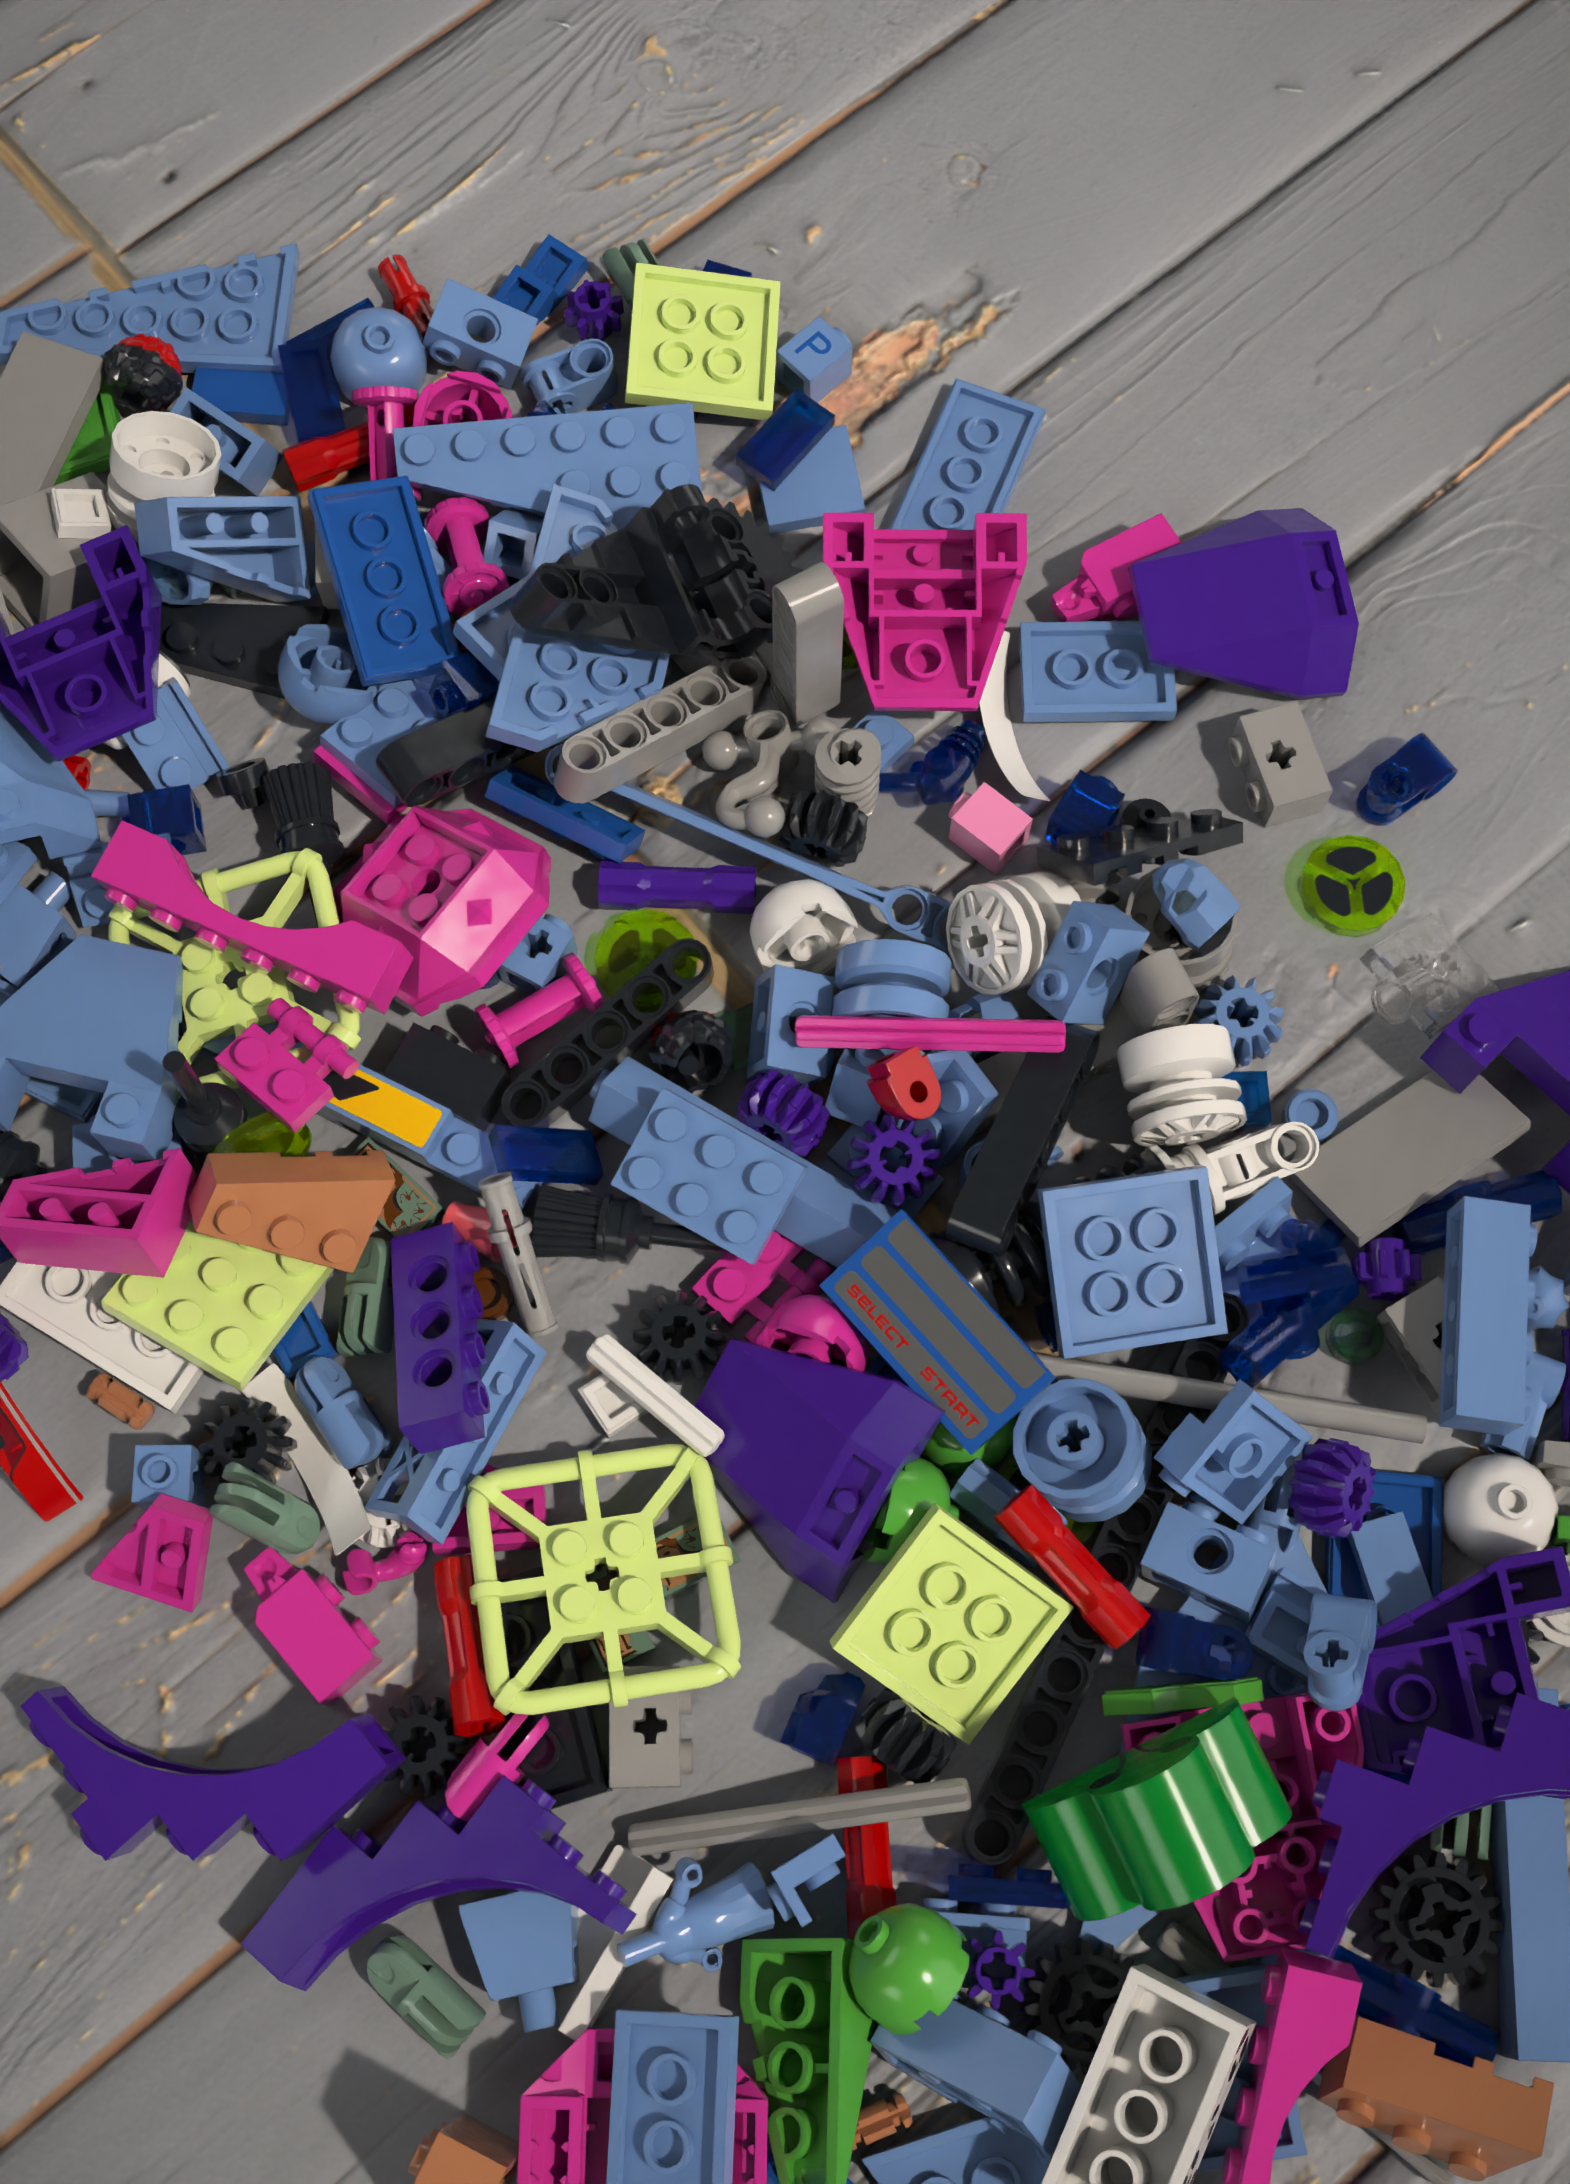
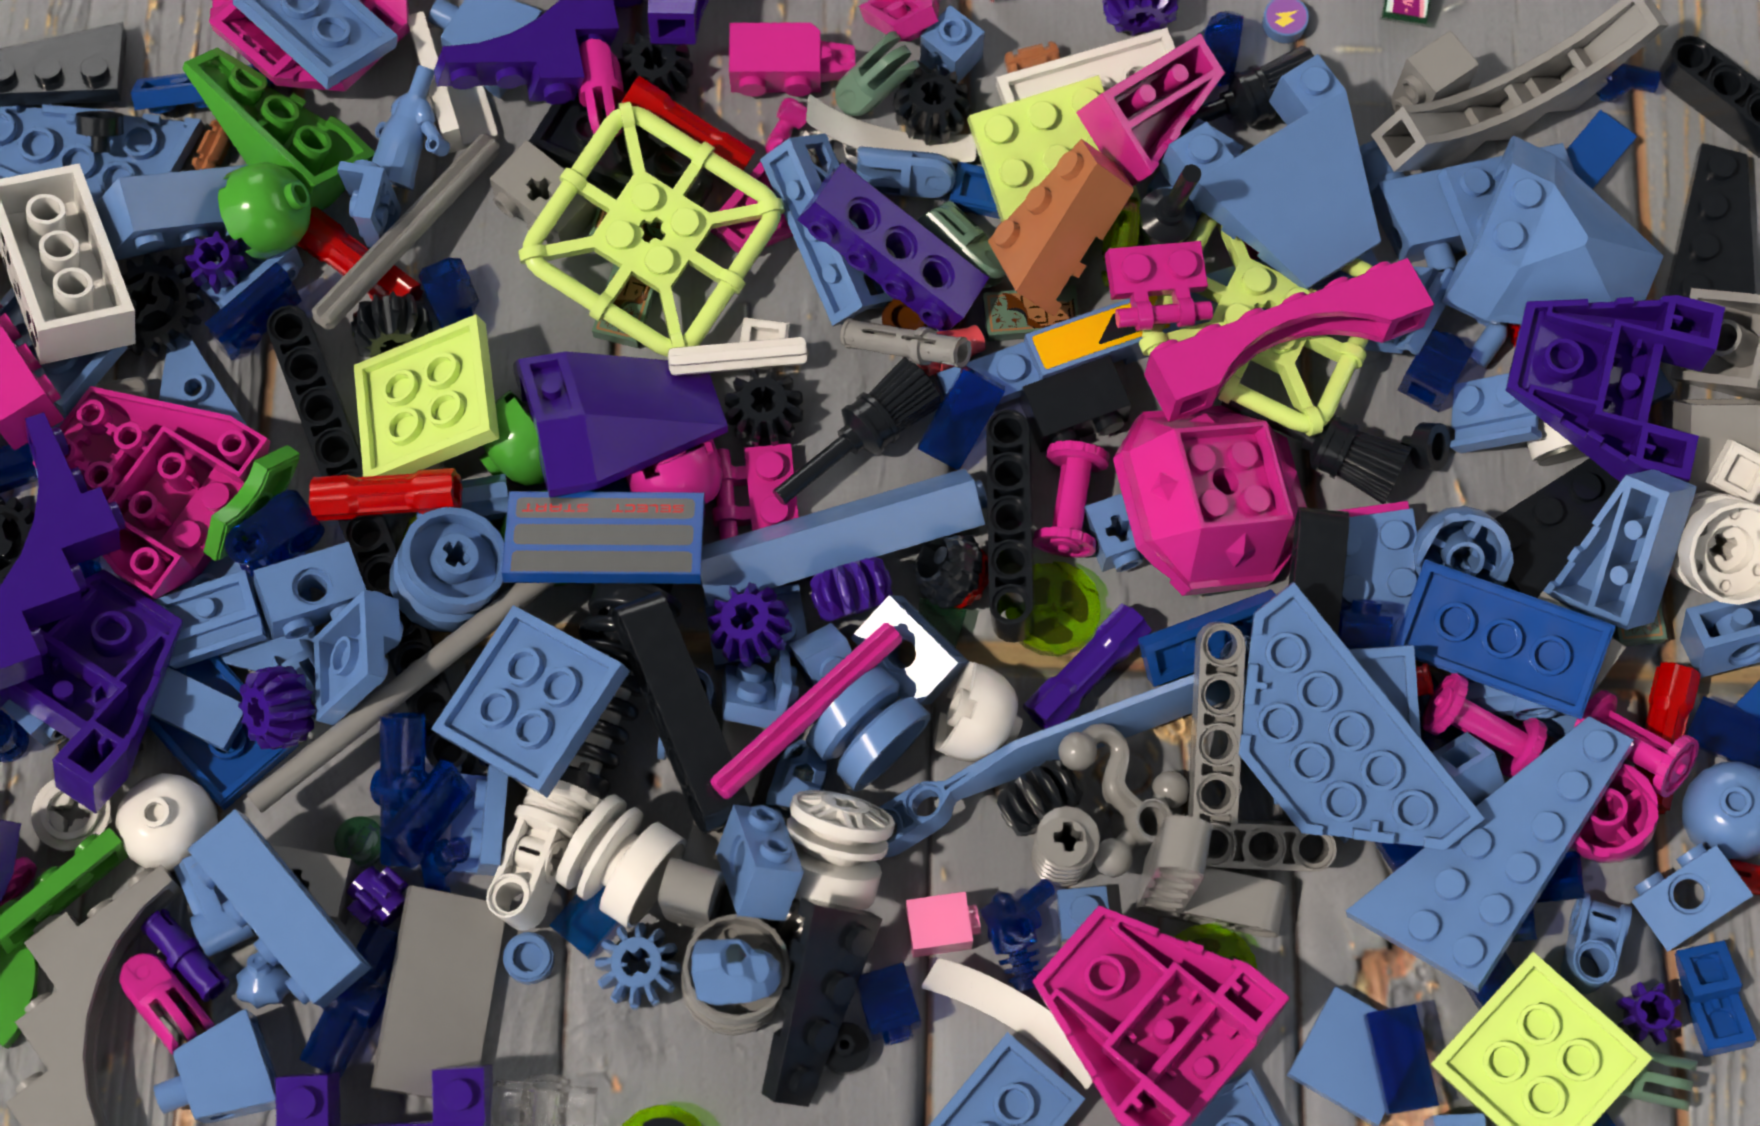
camera: 130 degrees right, 0 degrees up
(630, 595) = (1327, 785): black connector -> none
(709, 1176) = (844, 493): medium blue plate -> none
(905, 1085) = (784, 654): piece -> none
(1162, 1818) = (186, 404): green brick -> none
(1338, 1648) = (186, 609): medium blue piece -> none

